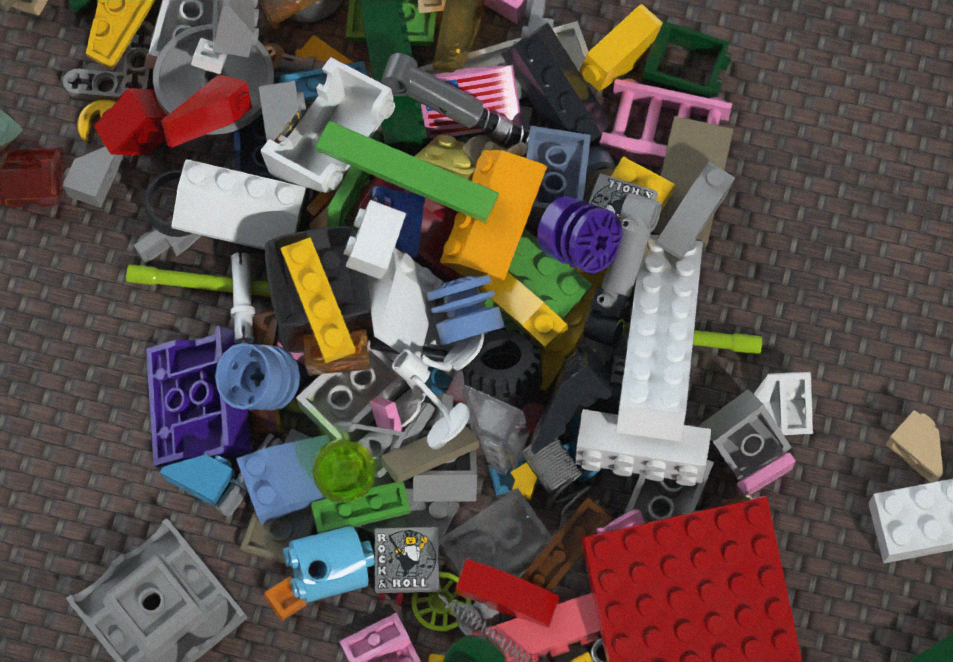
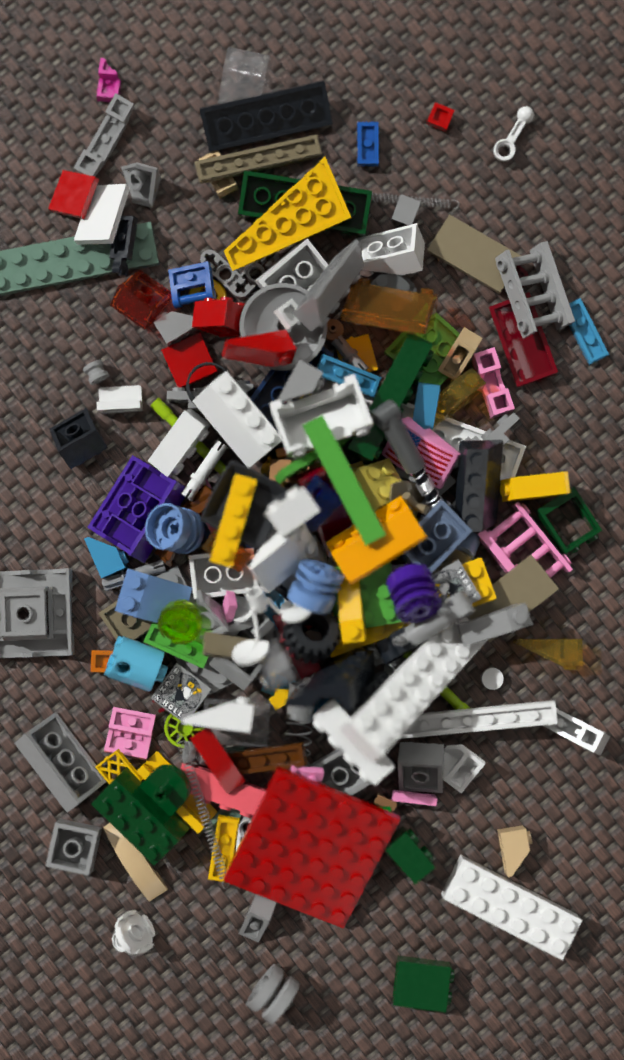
camera: 35 degrees right, 15 degrees up
(35, 288) = (96, 372): none -> light grey wheel
(68, 115) = (189, 278): none -> blue plate
(70, 373) = (78, 438): none -> black slope
(86, 299) = (120, 399): none -> white panel
(125, 202) = (185, 356): none -> red tile
(191, 289) = (180, 443): none -> white brick
(434, 47) = (426, 405): none -> dark azure tile
(482, 525) = (231, 715): none -> white slope
(742, 286) = (492, 678): none -> white tile
(763, 333) = (482, 719): none -> white plate
(785, 204) = (558, 651): none -> clear yellow slope
(812, 536) = (409, 855): none -> dark green brick
(876, 269) = (579, 732): none -> white slope

